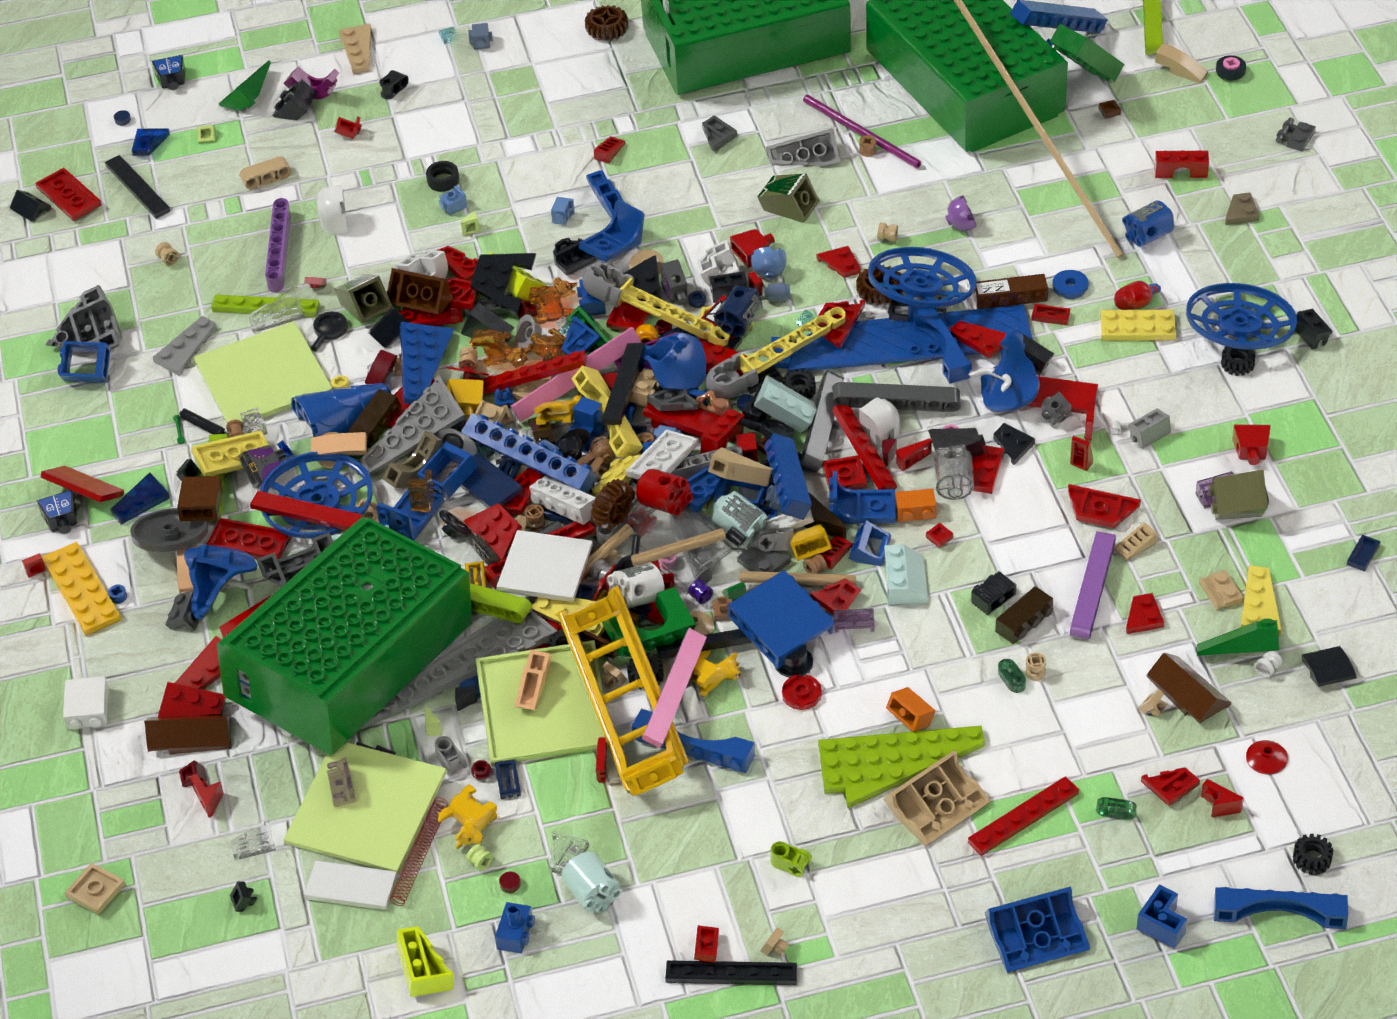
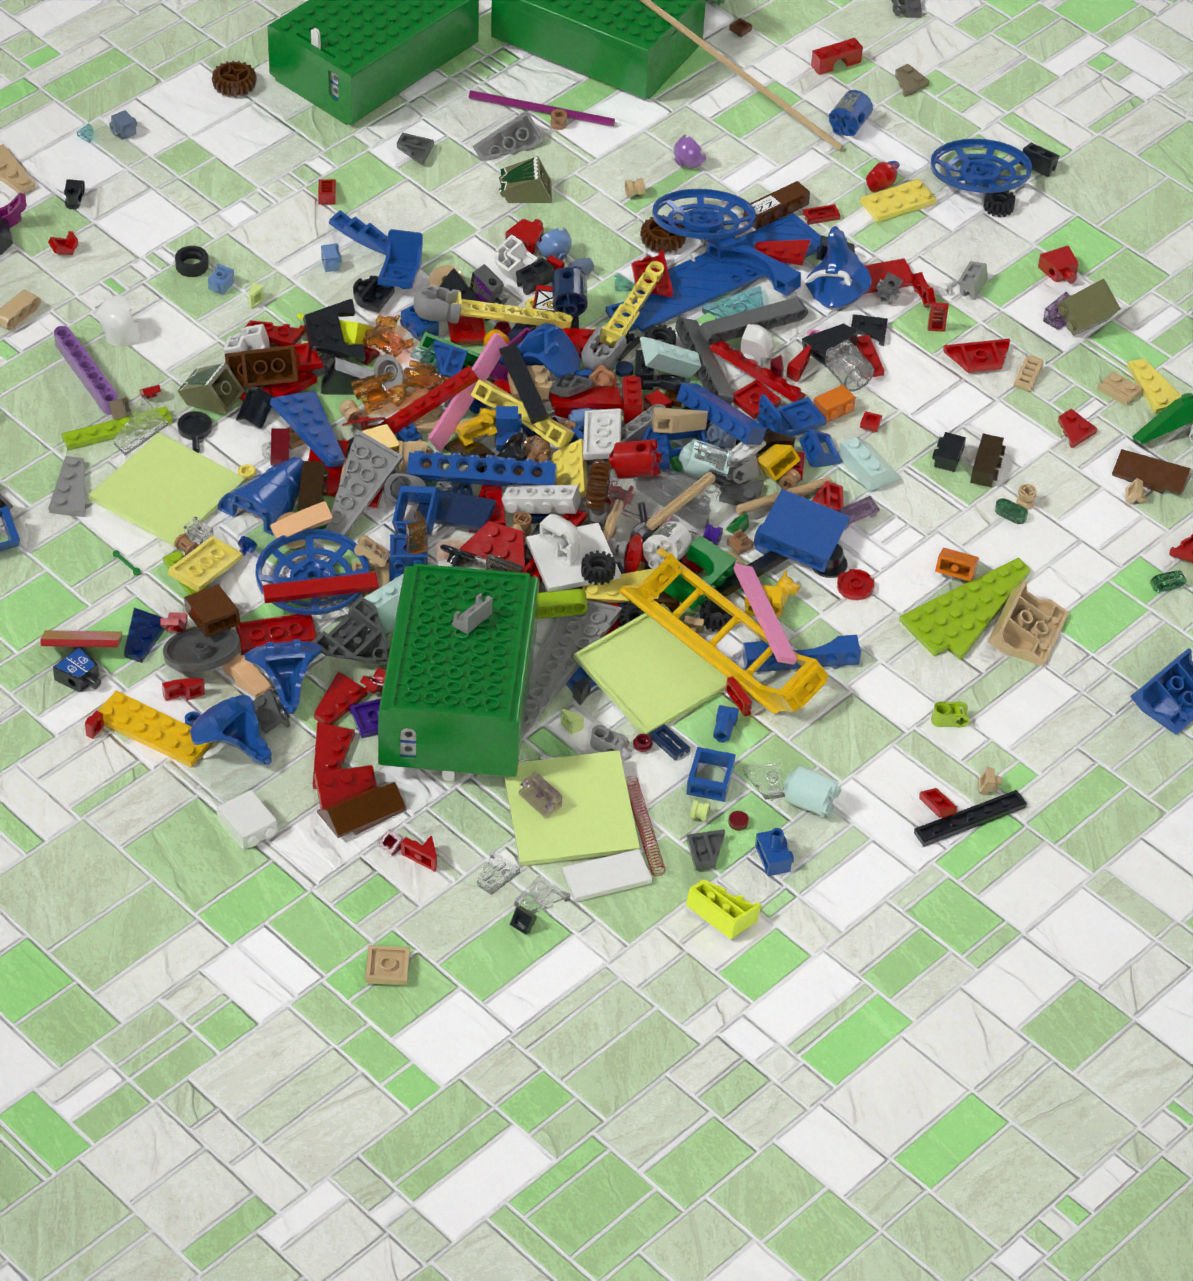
camera: 35 degrees left, 0 degrees up
(126, 559) = (186, 687): none -> red slope
(127, 614) = (232, 724): none -> blue animal
(169, 500) = (175, 622): none -> red bracket
(188, 469) = (171, 595): black tile -> none
(201, 422) = (145, 549): black axle -> none
(260, 462) = (240, 564): torso -> none
(276, 287) = (120, 408): none -> dark tan slope
(276, 880) = (541, 895): none -> clear wing
(370, 586) = (474, 615): none -> light grey hinge
(386, 495) = (376, 553): none -> tan plate
(399, 473) = (383, 510): dark tan arch -> none
(456, 897) = (705, 848): none -> dark grey wing
(470, 814) = (666, 780): yellow animal -> none
(505, 841) = (716, 790): none -> blue window
(533, 680) = (638, 652): light nougat slope -> none
(537, 542) = (562, 535): none -> white brick
(552, 575) = (598, 560): none -> black tyre
(573, 776) = (725, 720): none -> blue piece
(697, 299) = (513, 296): dark blue tile -> none
(841, 261) = (611, 224): red wing -> none
(891, 311) = (686, 249): black piece -> none
(900, 374) = (735, 304): none -> clear light blue wing
(1023, 816) = (1101, 614): red plate -> none
(1070, 276) = (818, 177): blue tile -> none
(1092, 585) = (1022, 418): medium lavender beam -> none

